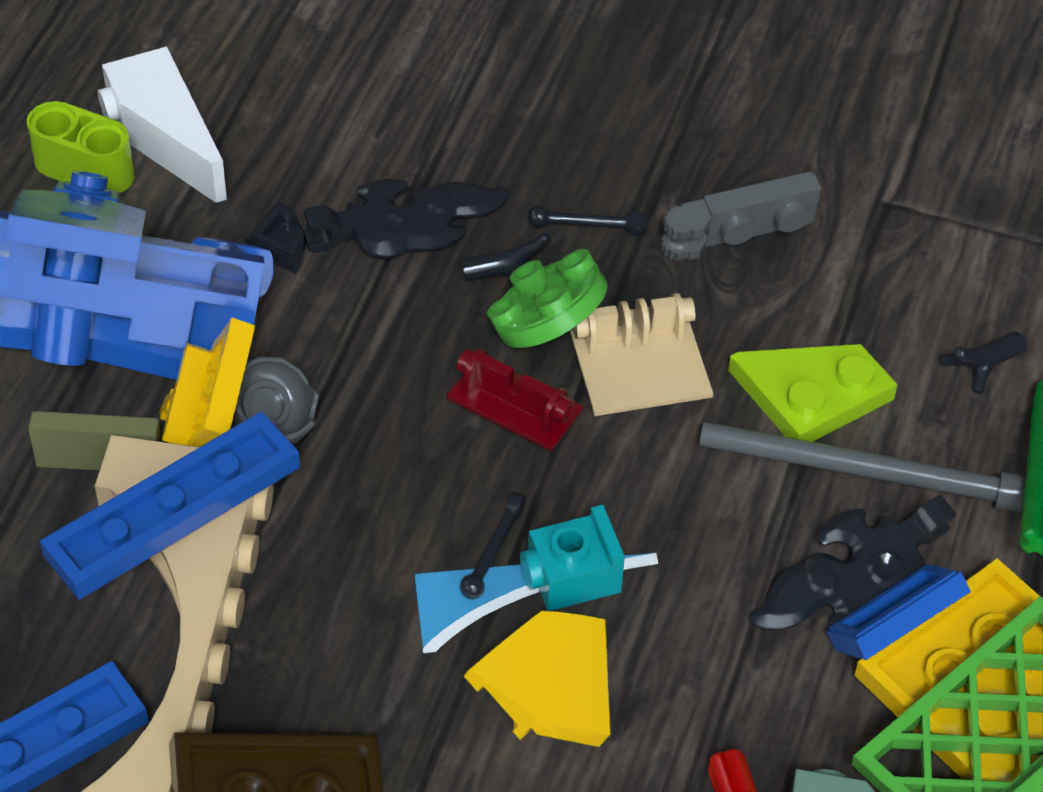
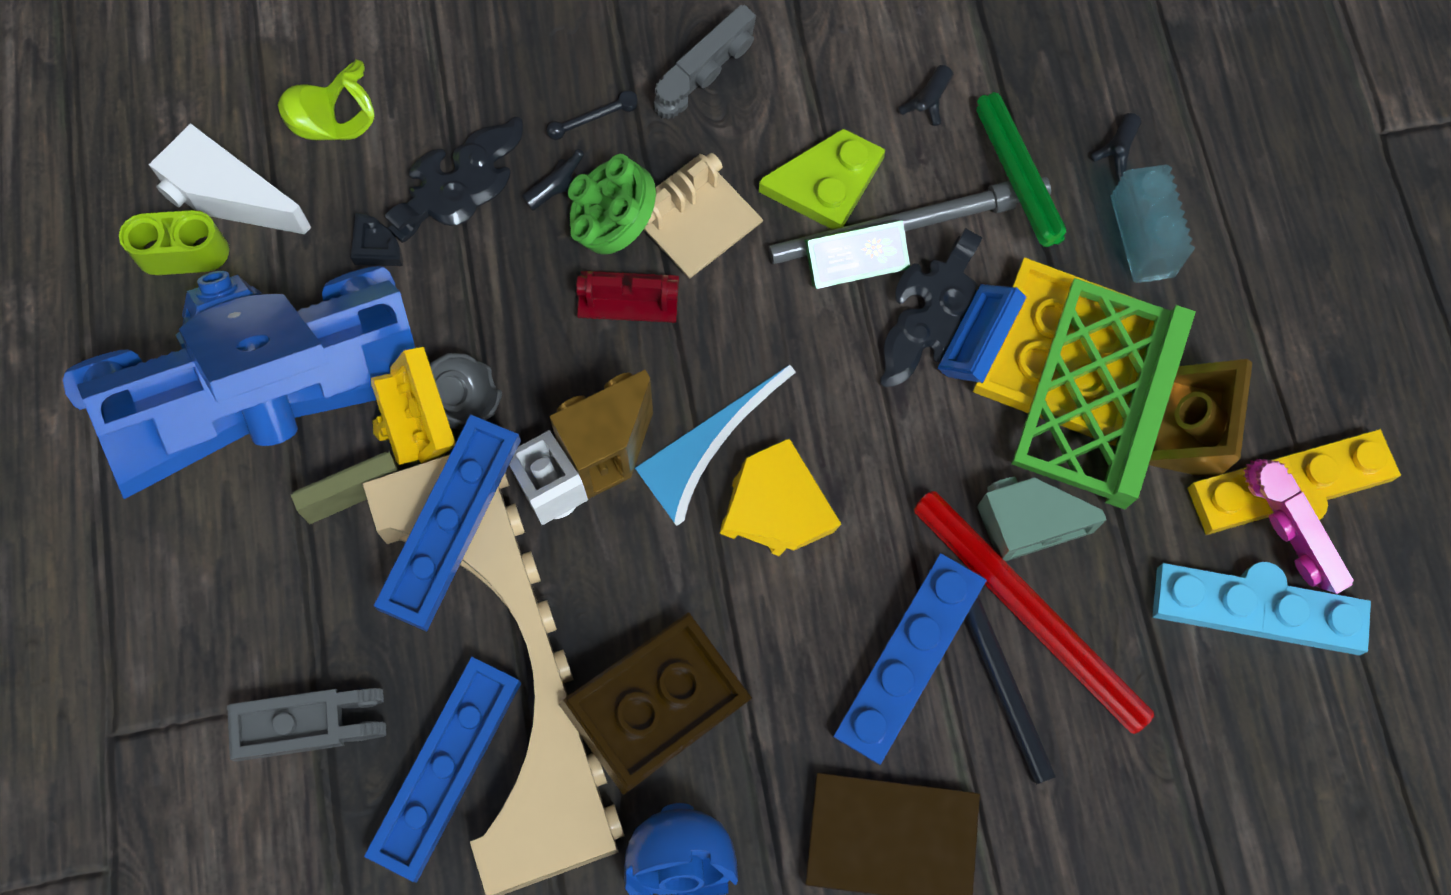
camera: 30 degrees left, 20 degrees up
(297, 94) = (311, 113): none -> lime piece
(304, 525) = (547, 478): none -> white slope
(399, 506) = (605, 430): none -> pearl gold slope
(472, 585) = (682, 459): black hinge -> none
(574, 560) = (743, 425): teal brick -> none
(799, 471) = (857, 253): none -> tile

